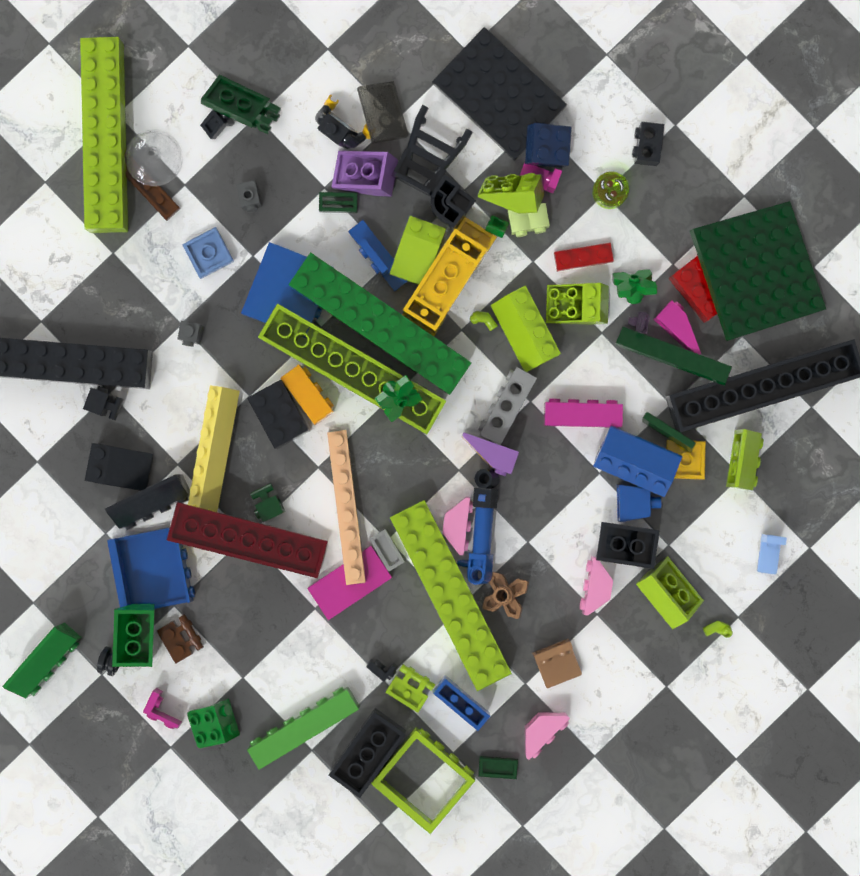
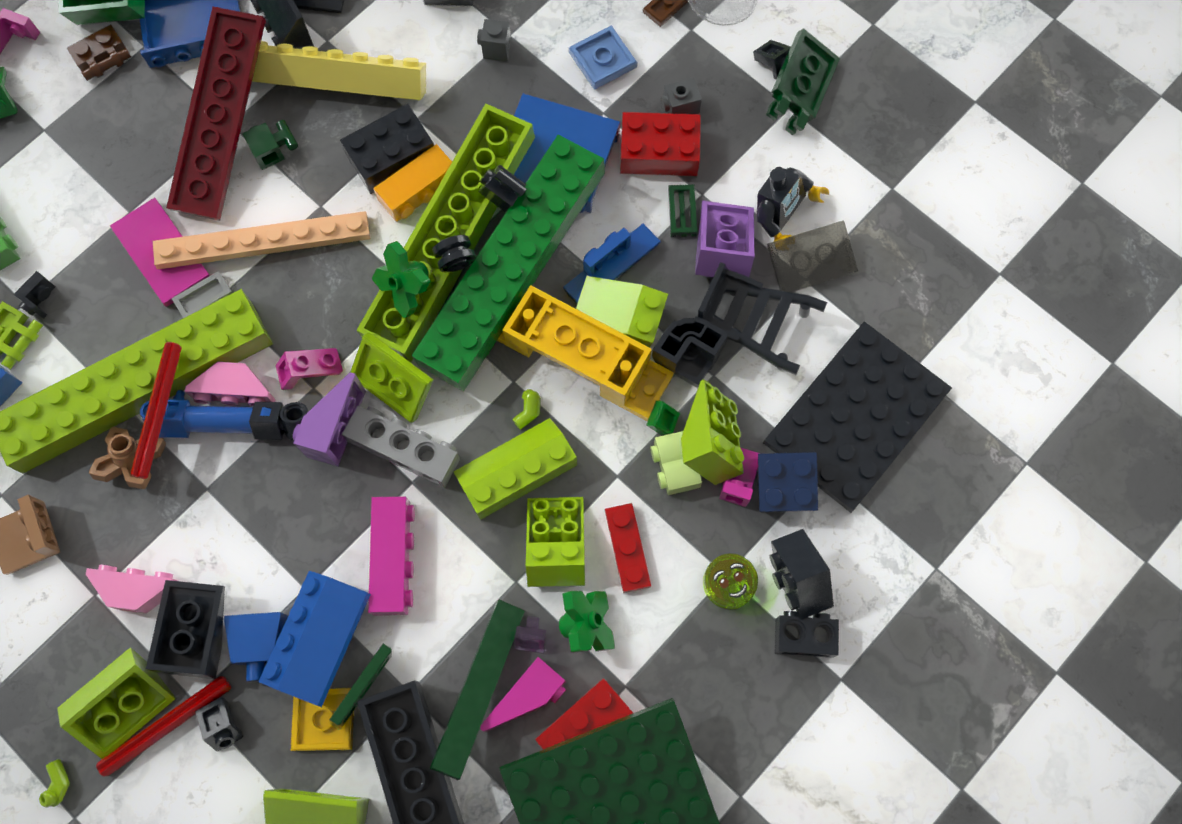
camera: 85 degrees right, 15 degrees down
(286, 213) = (660, 144): none -> red brick
(330, 325) = (501, 187): none -> black brick
(380, 361) = (454, 253): none -> black wheel
(445, 472) = (306, 364): none -> dark pink bracket
(460, 412) = (391, 377): none -> lime tile
(479, 570) = (156, 410): none -> red axle
(613, 141) = (801, 574): none -> black brick
(684, 561) = (162, 726): none -> red axle
(686, 526) = (218, 725): none -> black bracket

